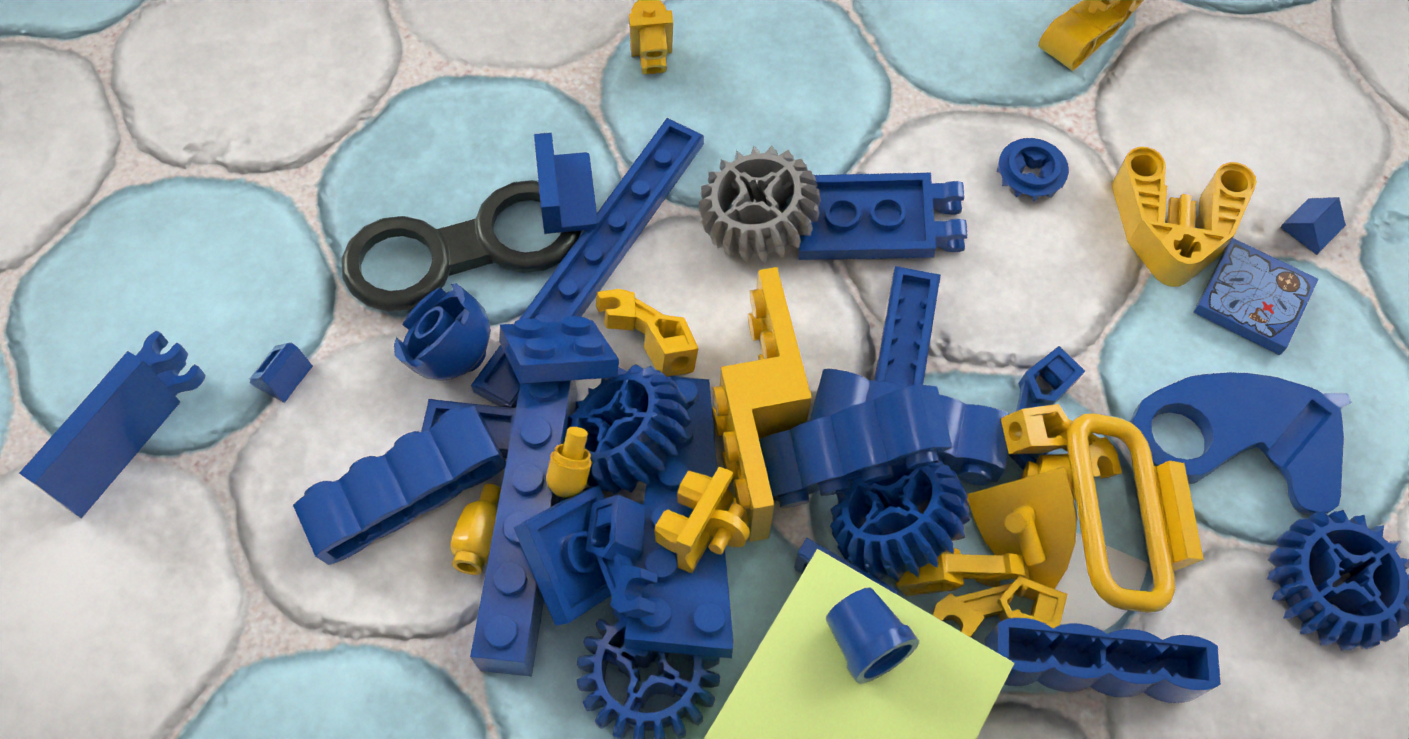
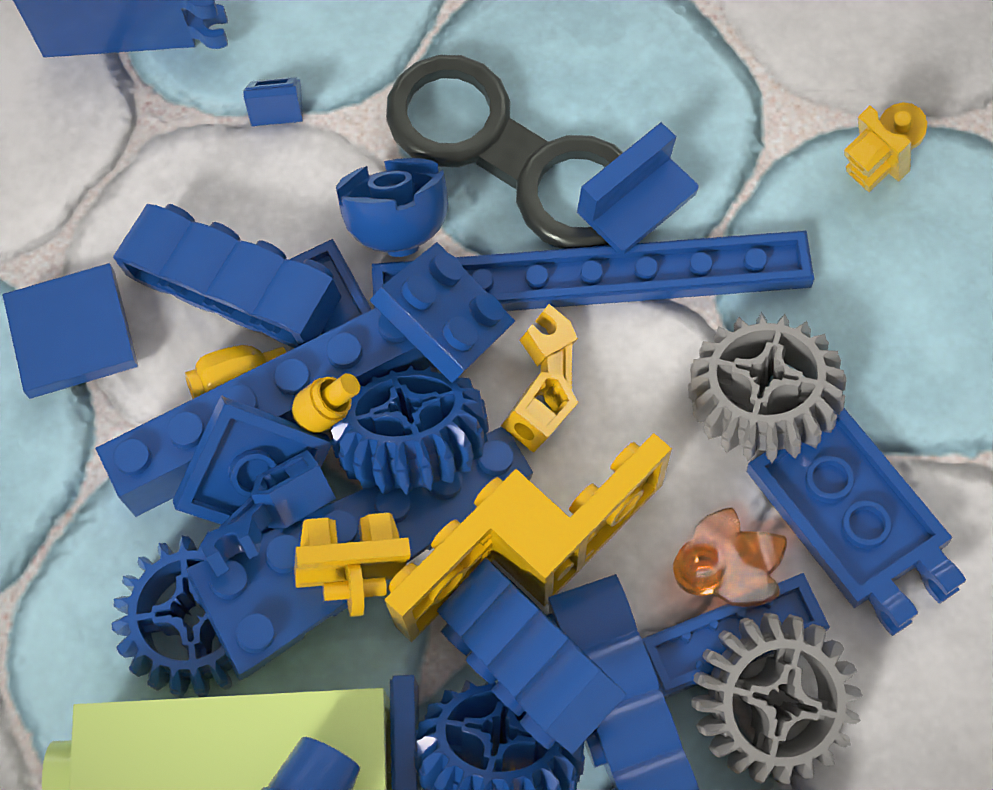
camera: 60 degrees right, 5 degrees up
(343, 631) = (69, 331): none -> blue tile
(858, 299) = (737, 561): none -> clear orange plate
(990, 351) = (773, 723): none -> light grey gear

